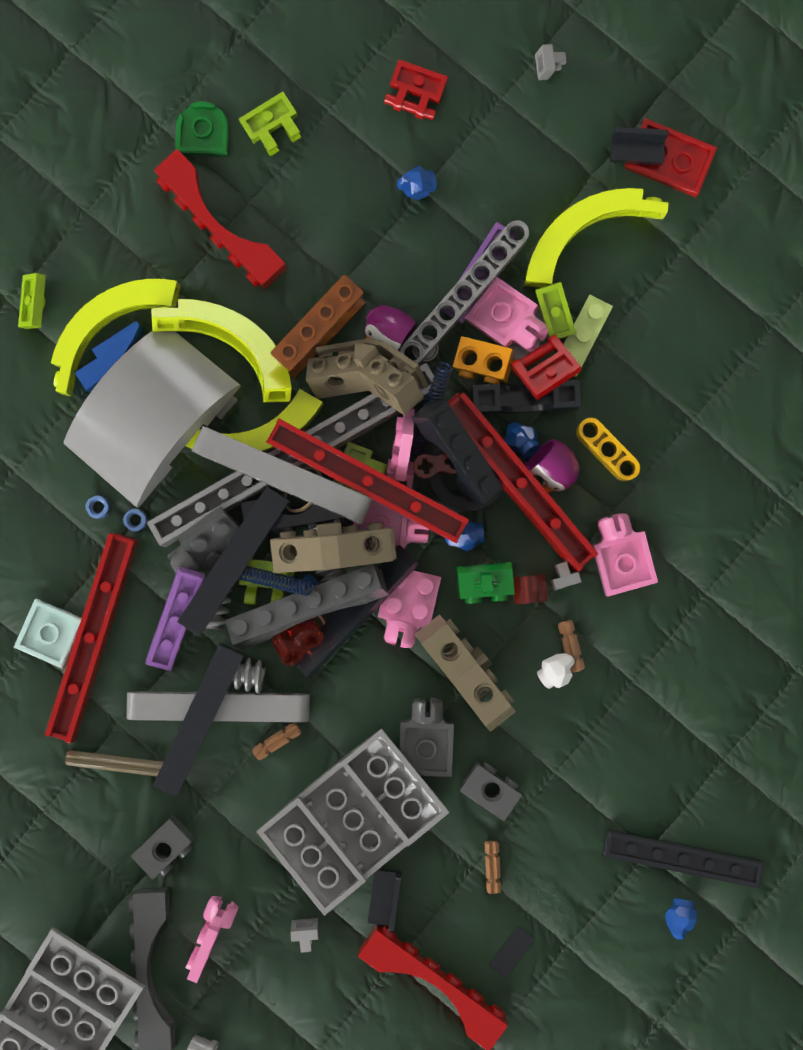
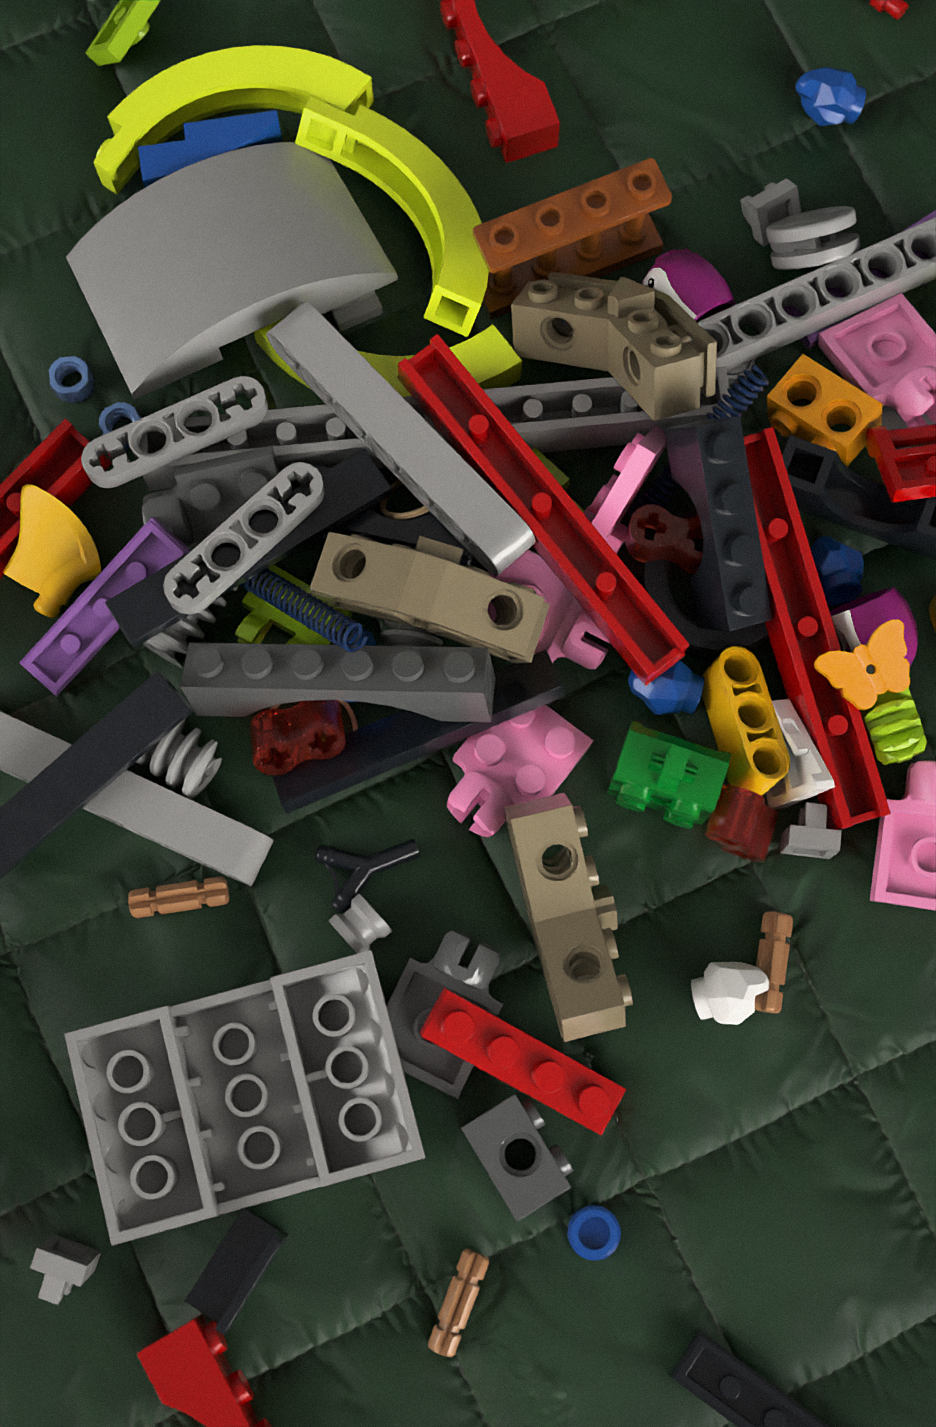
camera: 25 degrees right, 10 degrees down
(134, 602) = (52, 551): none -> yellow arm
(165, 516) = (171, 423): none -> light grey beam
(226, 558) = (238, 532): none -> light grey beam
(357, 687) = (362, 868): none -> black piece
(369, 717) = (360, 925): none -> light grey wheel
(414, 260) = (769, 206): none -> light grey tile
(441, 270) = (811, 239): none -> light grey head
(474, 746) = (522, 1061): none -> red plate
(510, 526) = (737, 692): none -> yellow beam
(537, 545) = (807, 770): none -> white wing
(540, 807) = (593, 1232): none -> blue tile
(563, 480) = (882, 652): none -> light orange animal
(580, 506) = (894, 728): none -> lime gear

